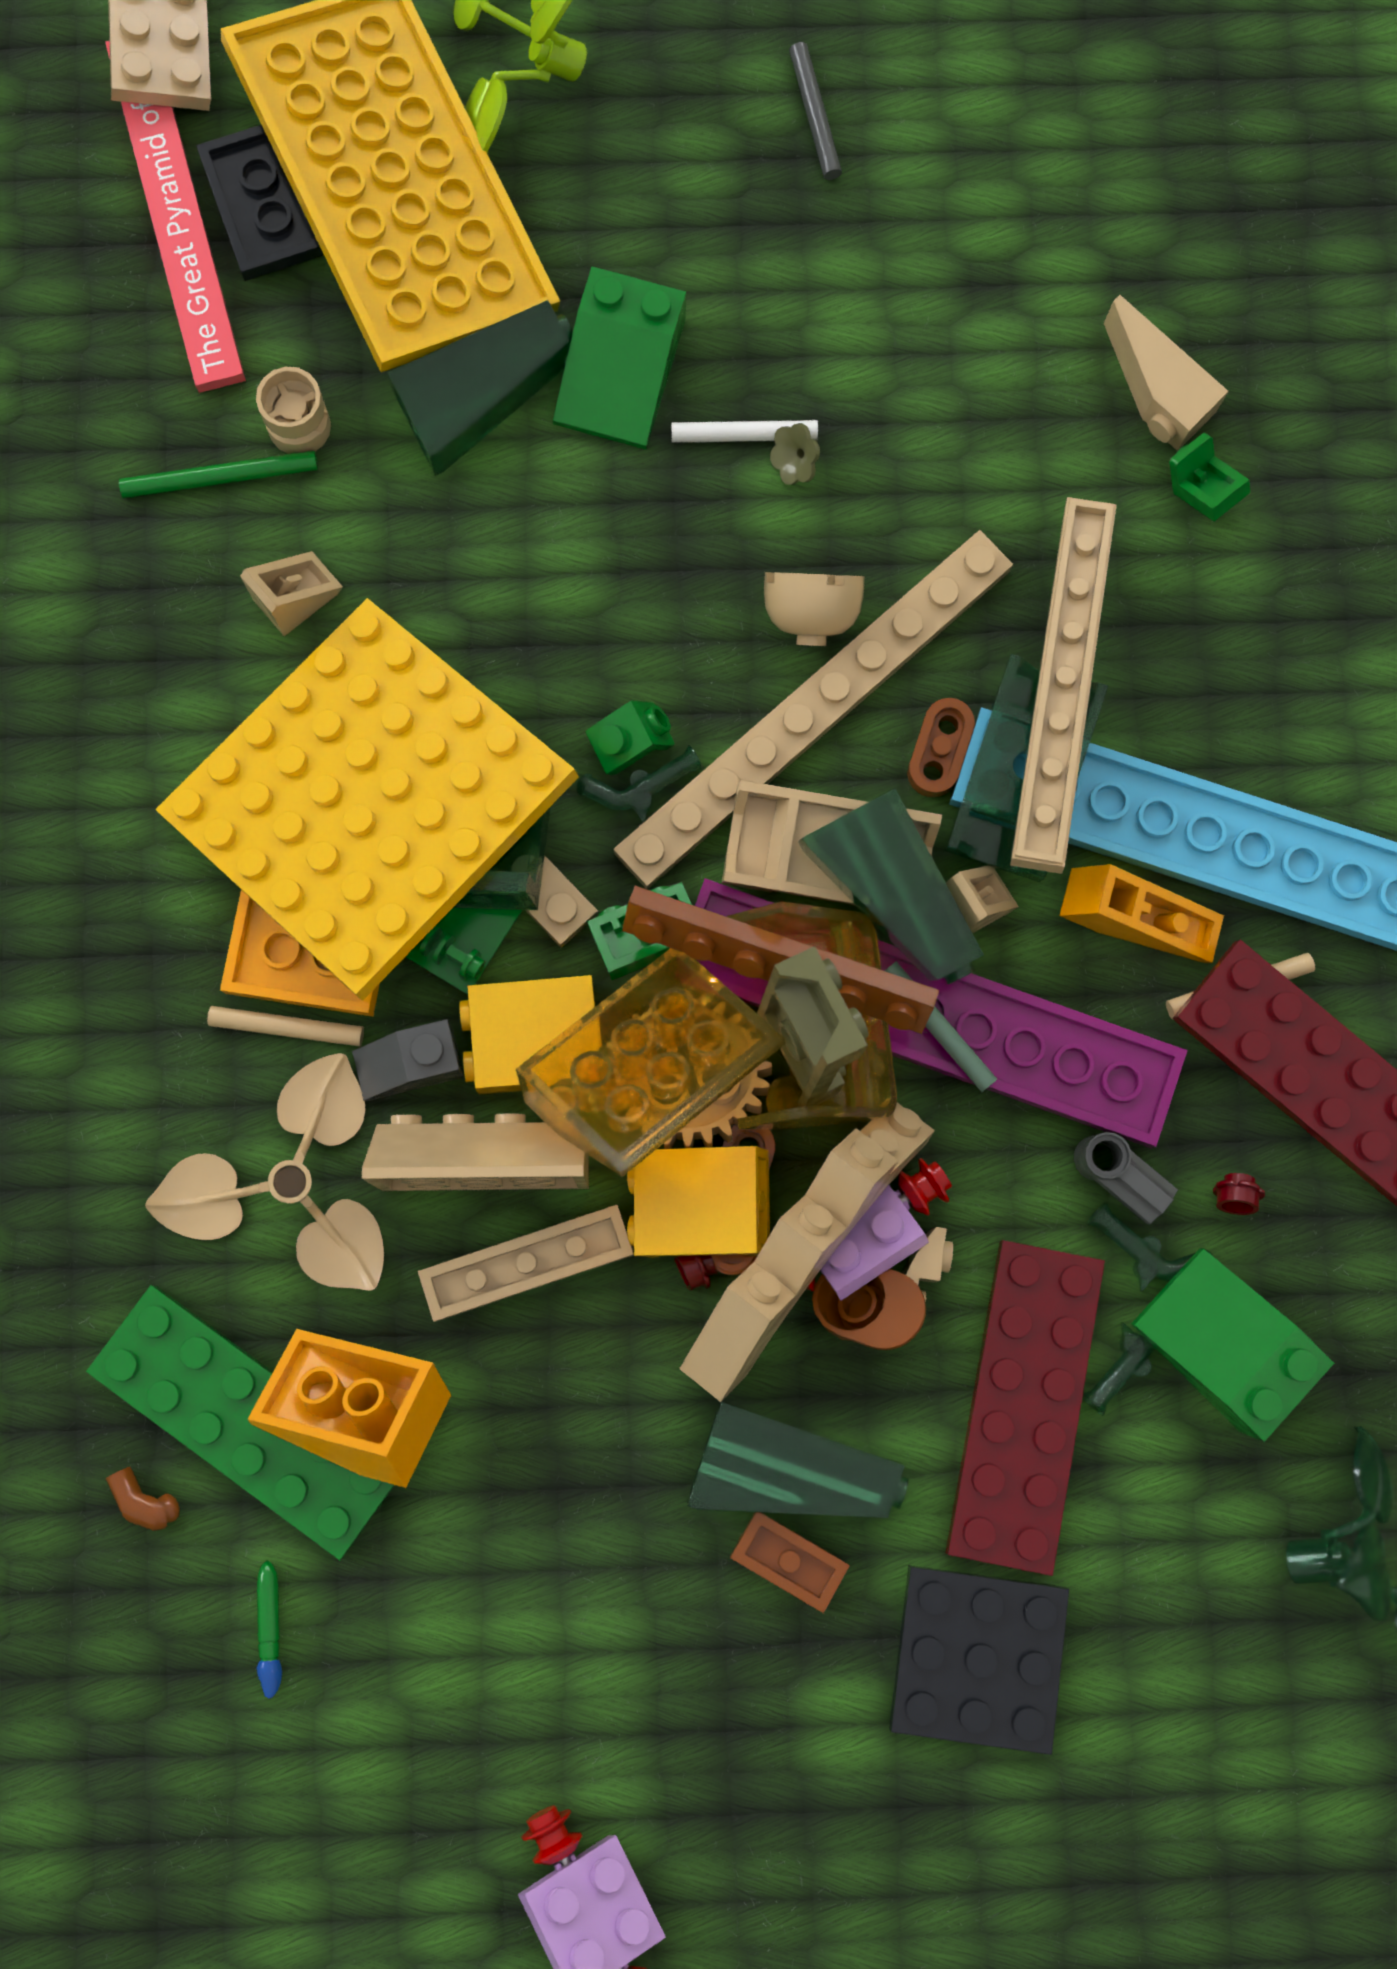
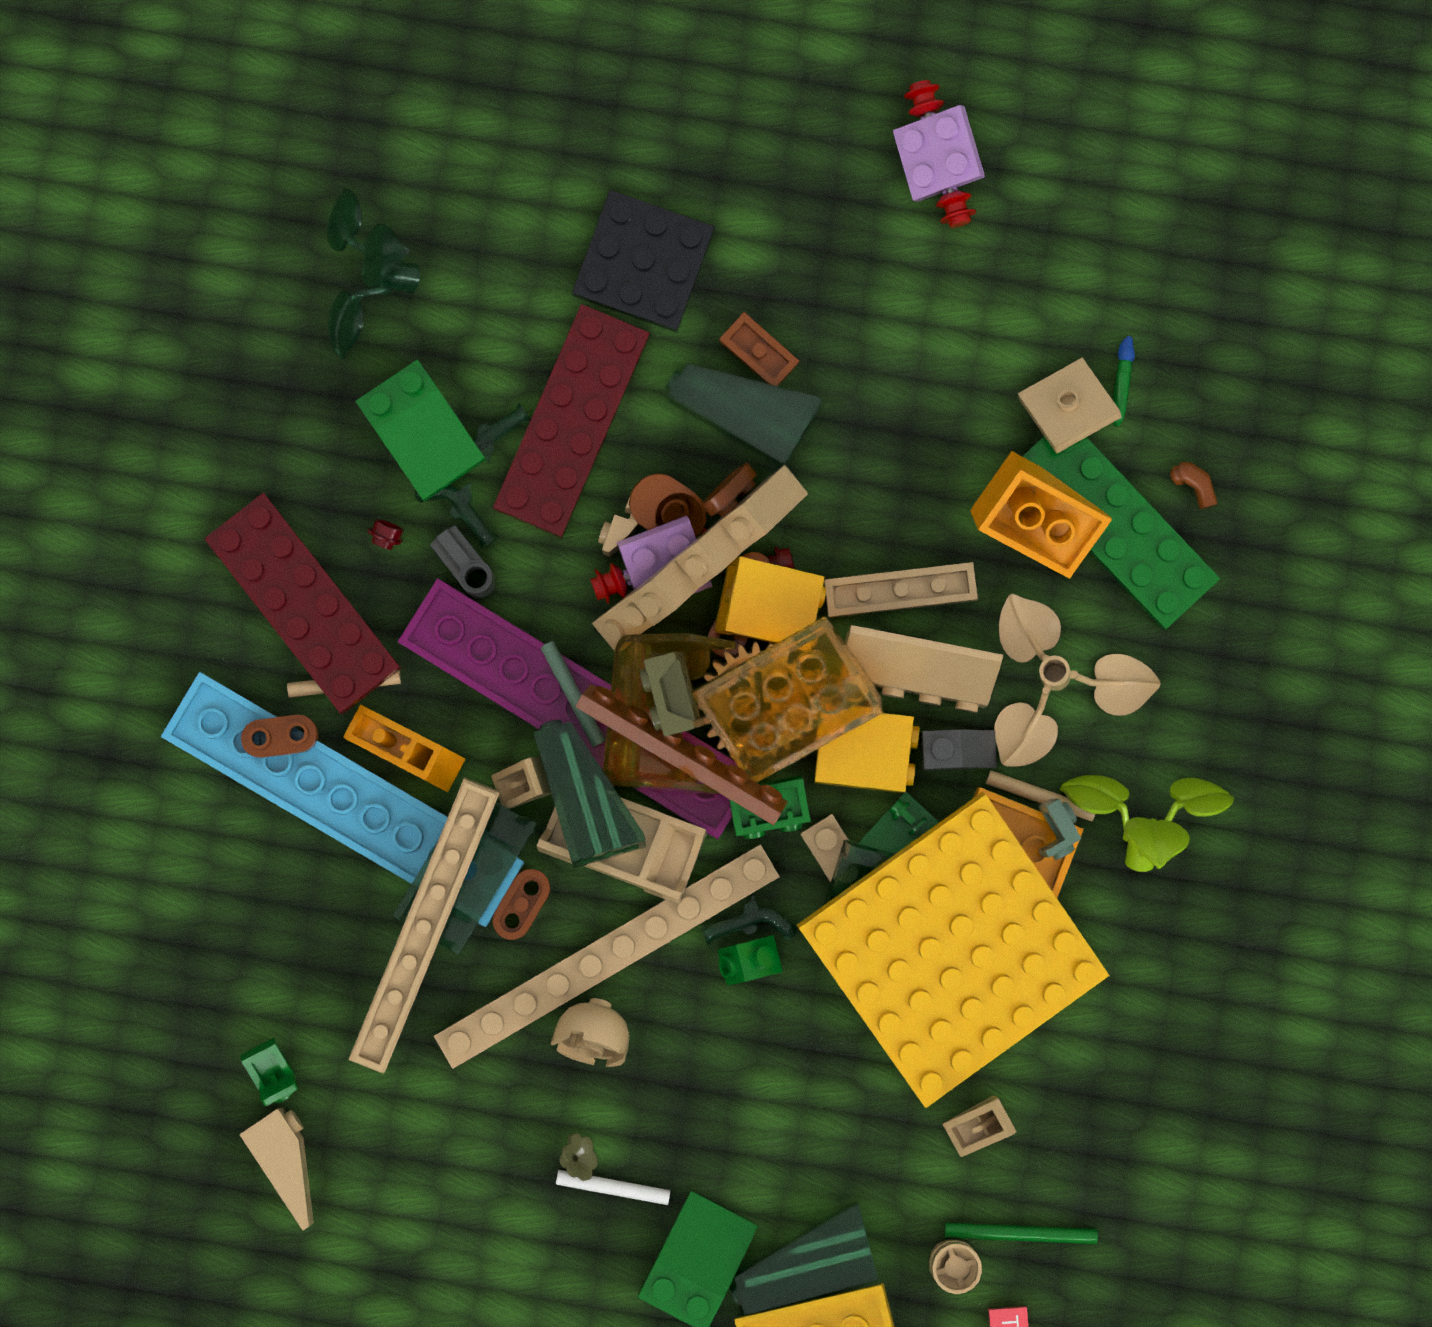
camera: 165 degrees left, 5 degrees up
(109, 969) = (1148, 840): none -> lime plant
(249, 988) = (1061, 820): none -> sand green bracket
(336, 1575) = (1069, 405): none -> tan plate
(782, 1361) = (723, 497): none -> dark orange plate
(1313, 892) = (279, 737): none -> dark orange plate

